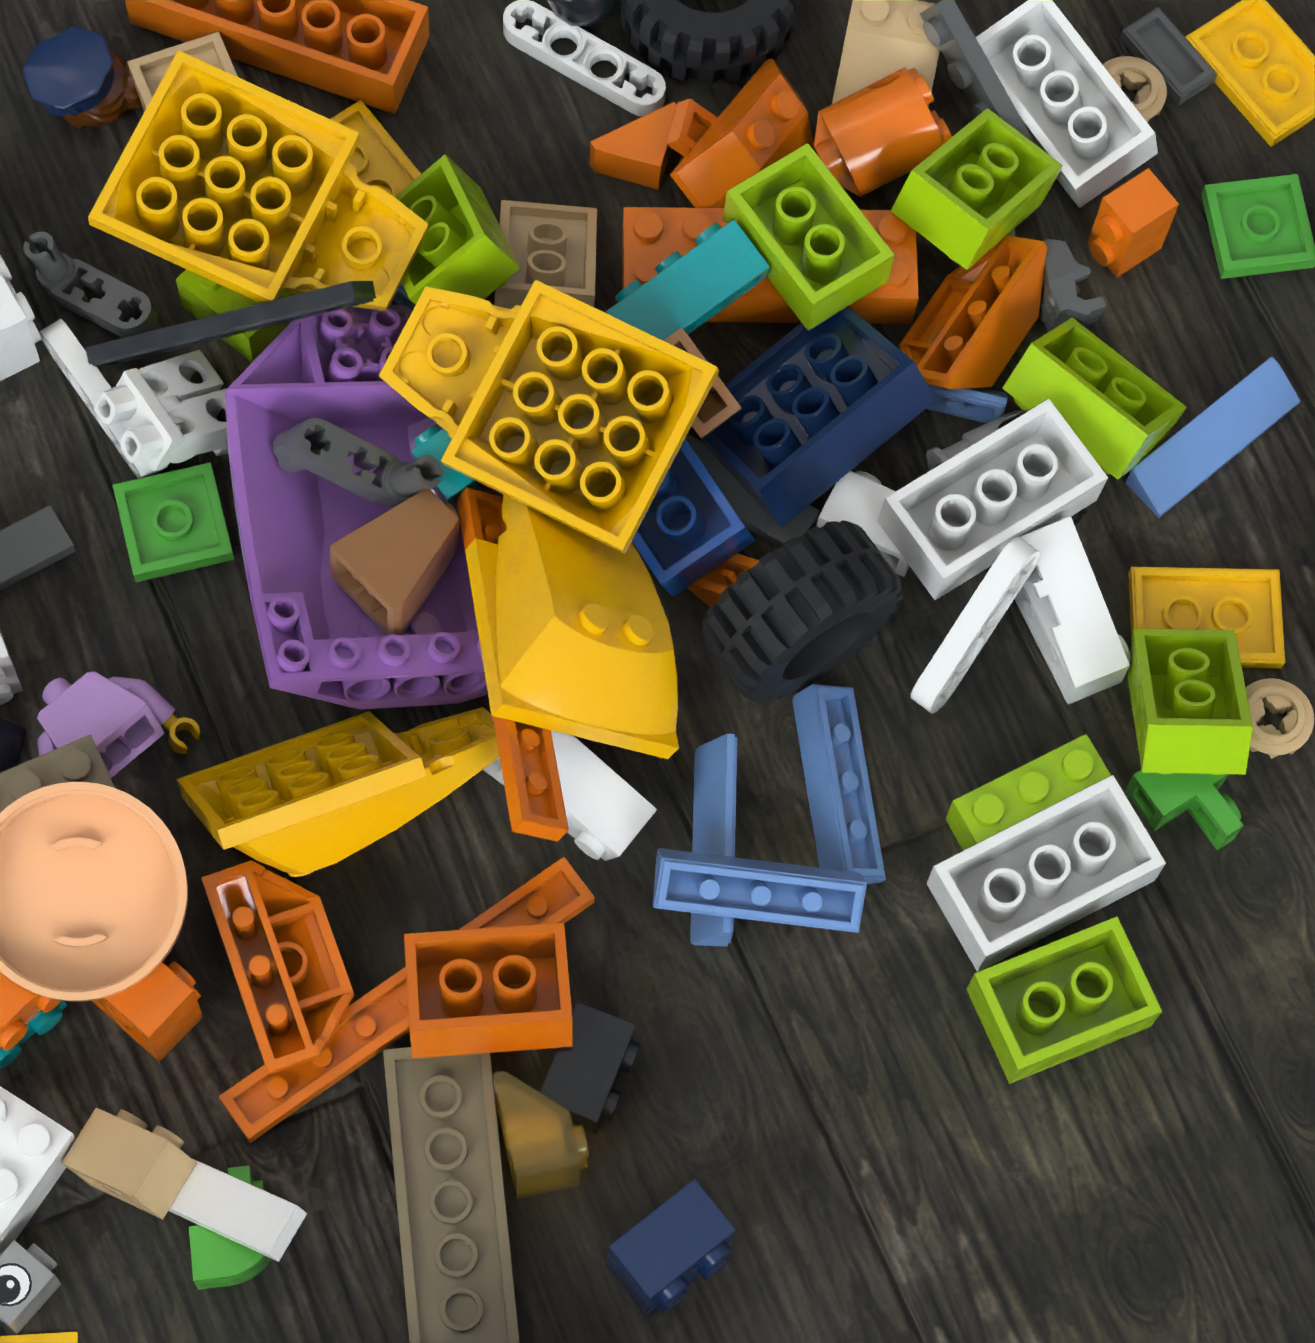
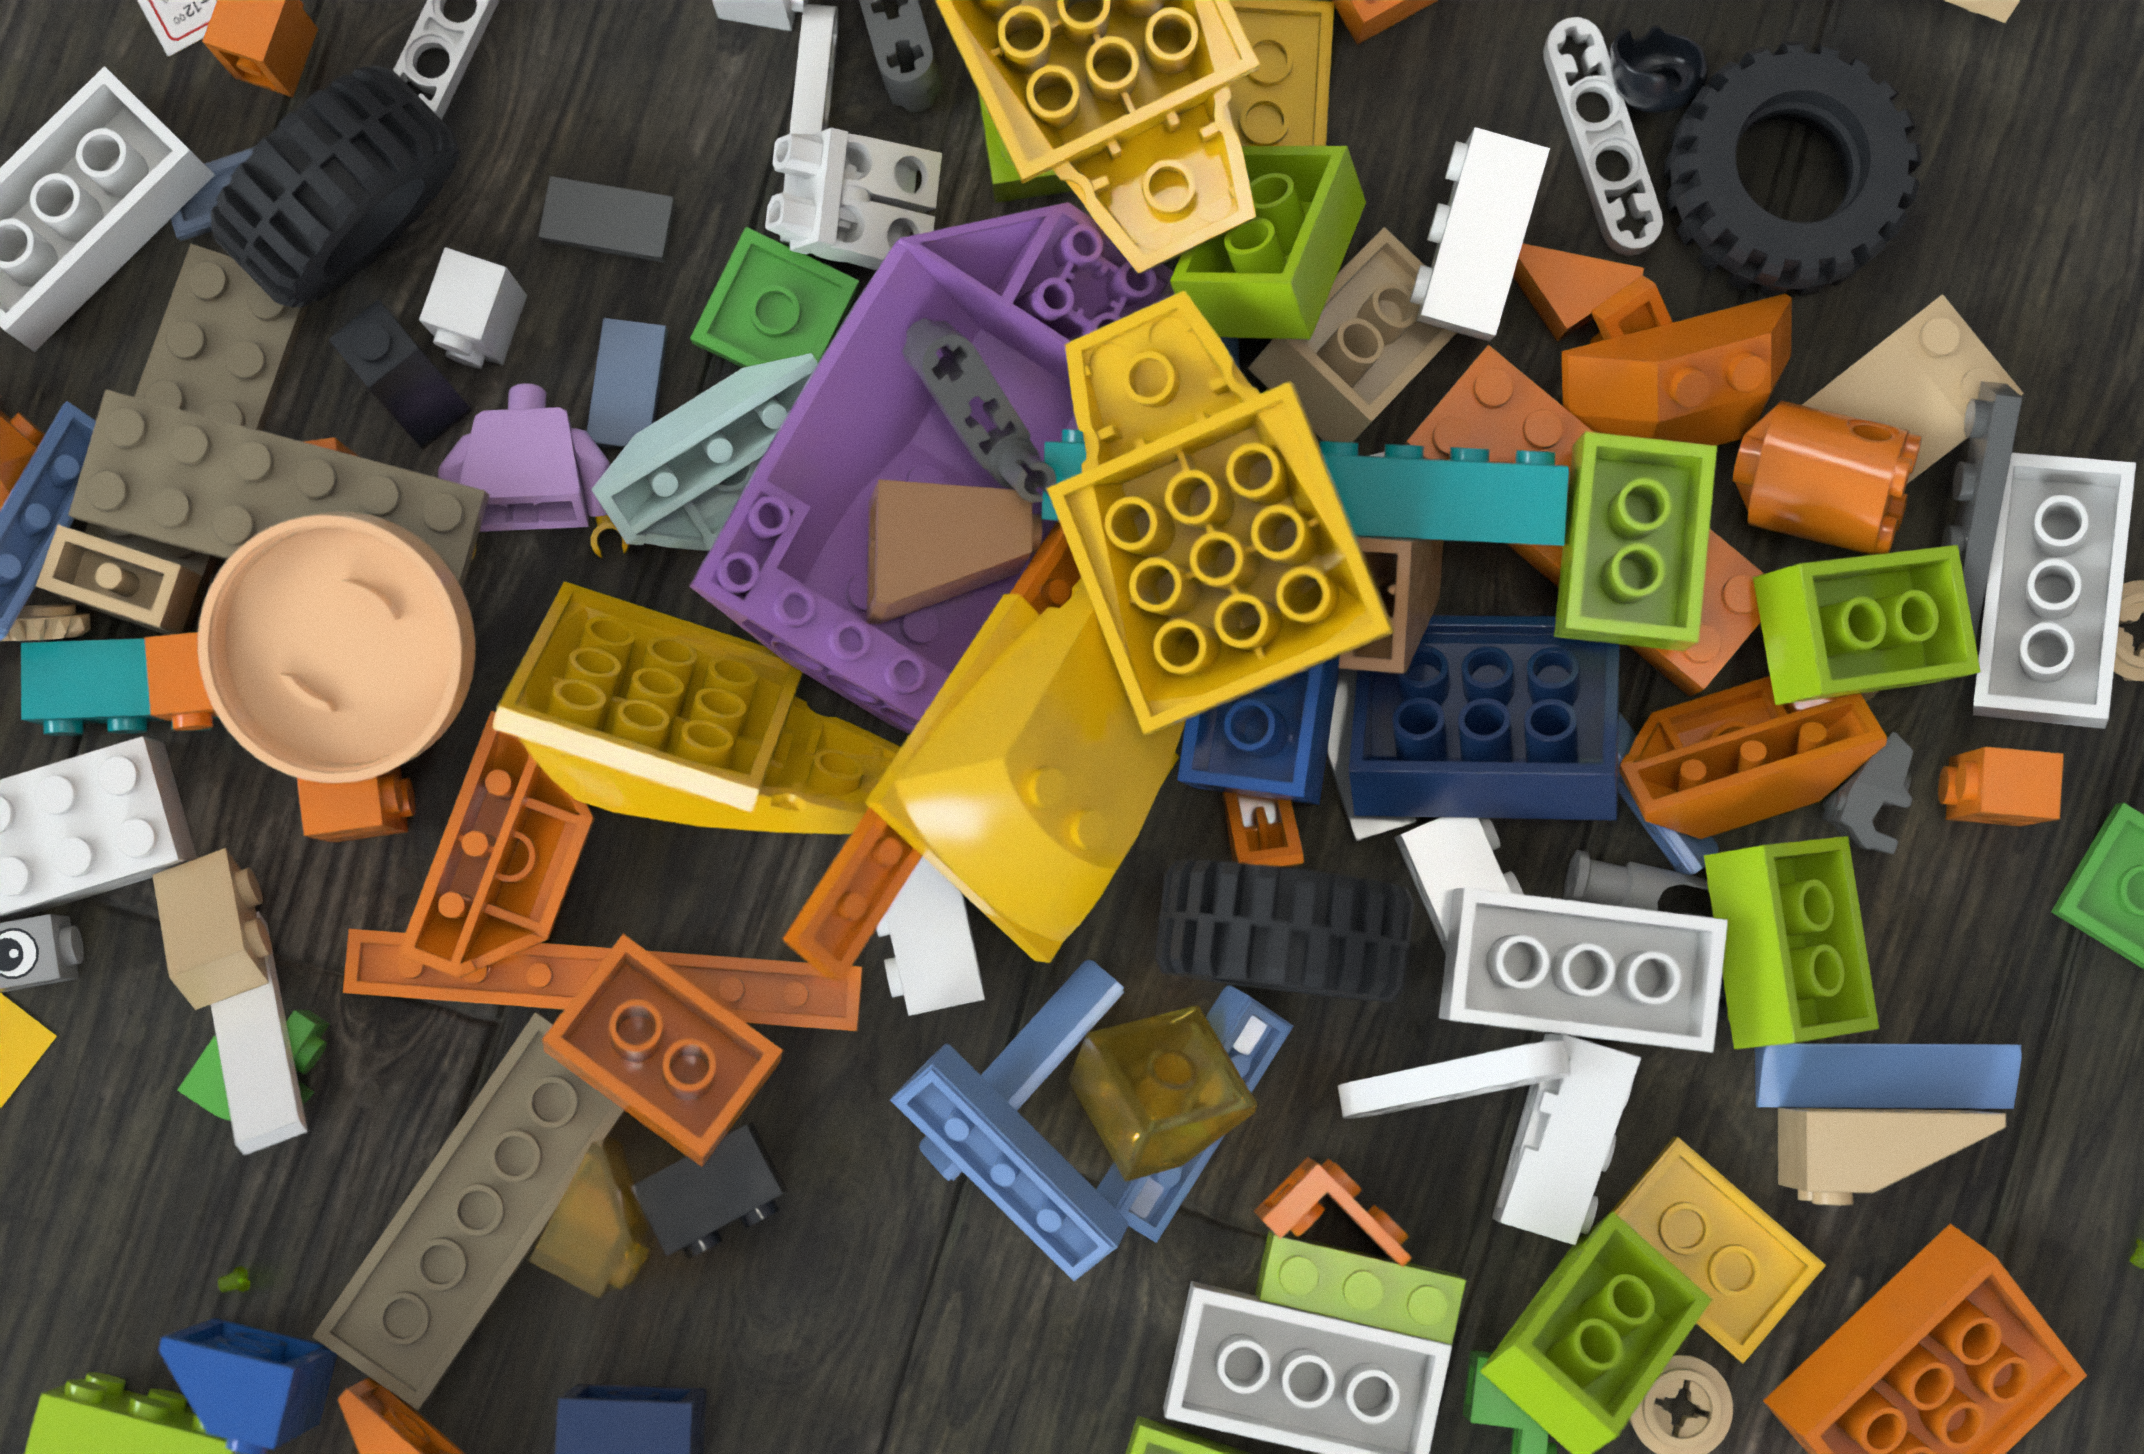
camera: 45 degrees right, 15 degrees up
(114, 635) = (626, 381): none -> sand blue tile
(208, 635) = (692, 465): none -> light aqua wedge
(231, 323) = (977, 164): black tile -> none
(563, 150) = (1479, 233): none -> white wedge
(808, 777) = (1159, 1090): none -> clear yellow slope
(968, 748) = (1296, 1206): none -> orange bracket
(1227, 485) = (1864, 1150): none -> tan slope

